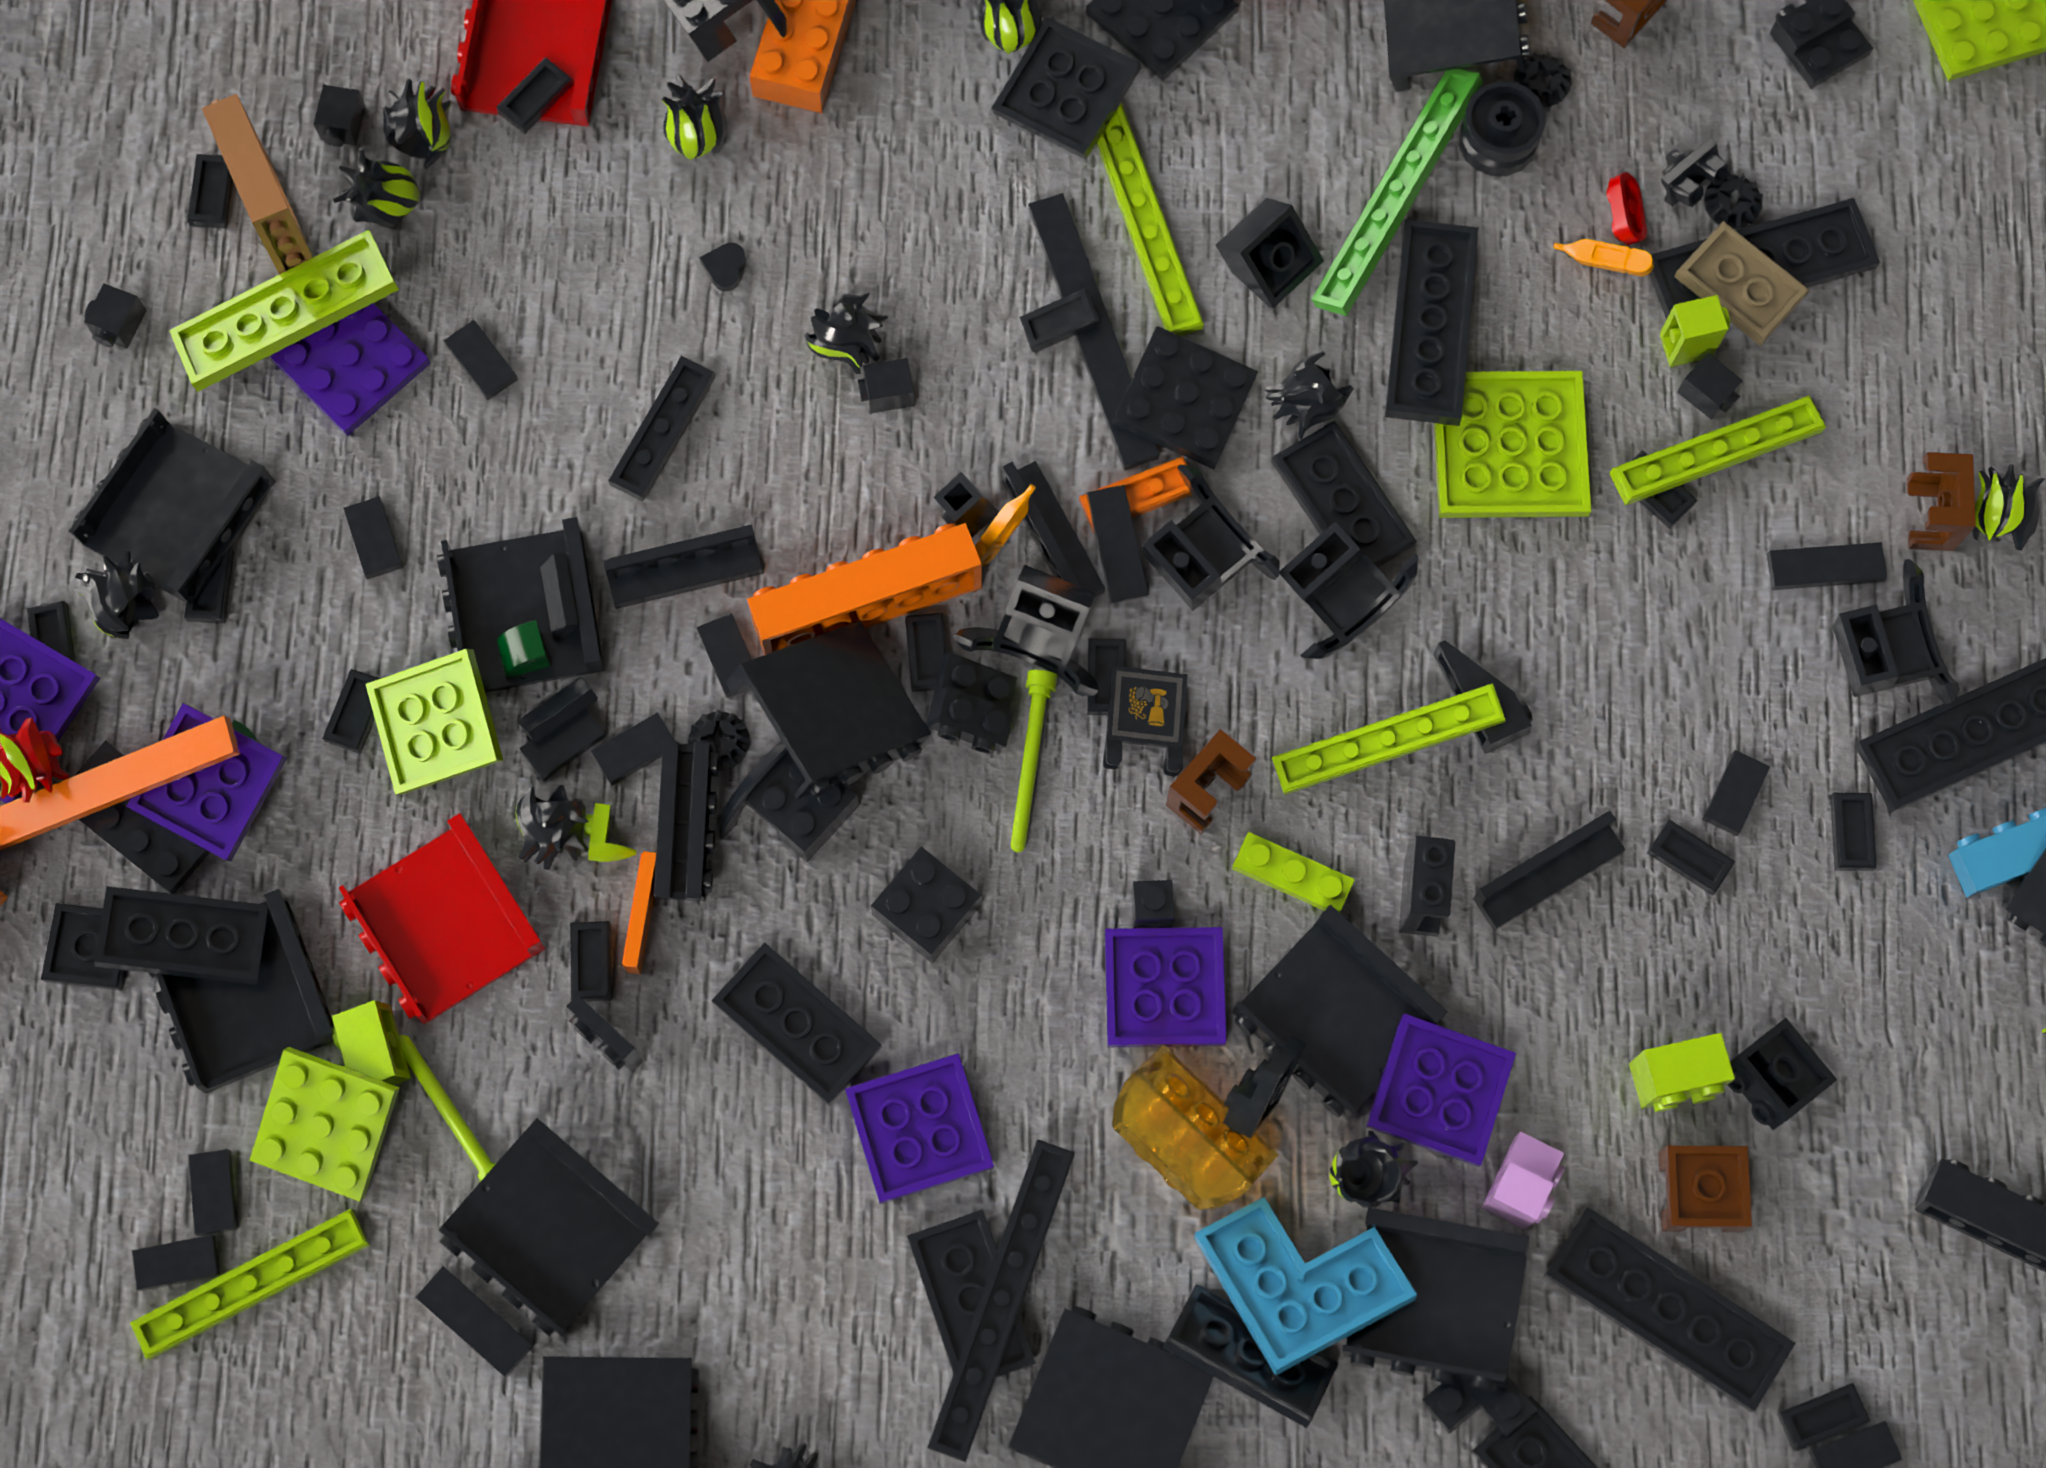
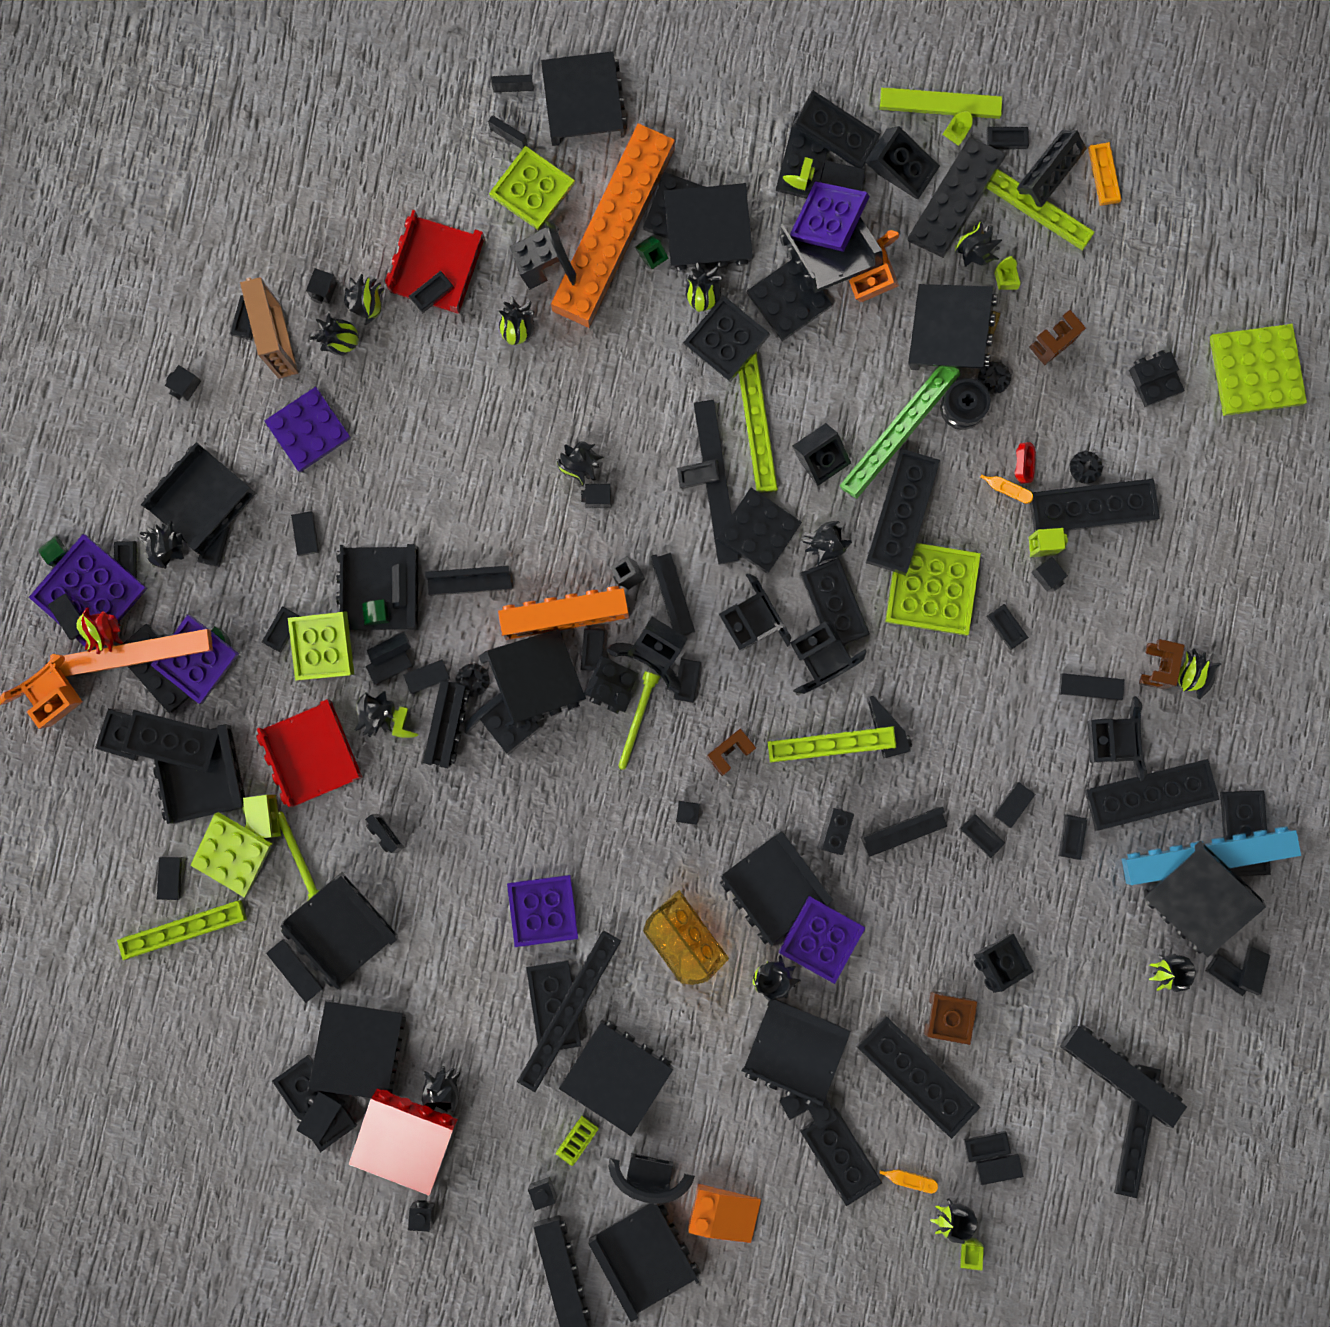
camera: 10 degrees right, 10 degrees up
(175, 1263) = (145, 912): black tile -> none
(283, 310) = (274, 396): lime plate -> none
(480, 360) = (378, 441): black tile -> none
(591, 960) = (385, 789): black tile -> none
(640, 914) = (414, 771): orange tile -> none
(661, 428) = (470, 498): black plate -> none
(724, 266) = (520, 409): black tile -> none
(724, 648) = (485, 631): black tile -> none
(797, 1024) = (487, 843): black plate -> none
(926, 905) = (567, 791): black brick -> none
(1003, 527) = (645, 589): light orange piece -> none
(1117, 544) = (706, 608): black tile -> none
(1146, 711) = (704, 704): black flag -> none
(1149, 489) = (721, 580): orange tile -> none
(1165, 987) = (686, 858): dark purple plate -> none
(1218, 1342) = (694, 1063): black tile -> none
(1262, 1089) = (725, 925): black plate -> none
(1292, 873) = (766, 807): lime plate -> none
(1294, 1304) = (723, 1042): dark azure plate -> none
(1525, 1182) = (855, 996): lavender brick -> none
(1681, 1071) = (951, 955): lime brick -> none
(1689, 169) = (1064, 446): black hips -> none
(1717, 450) = (1045, 611): lime tile -> none
(1746, 282) = (1080, 518): dark tan tile -> none

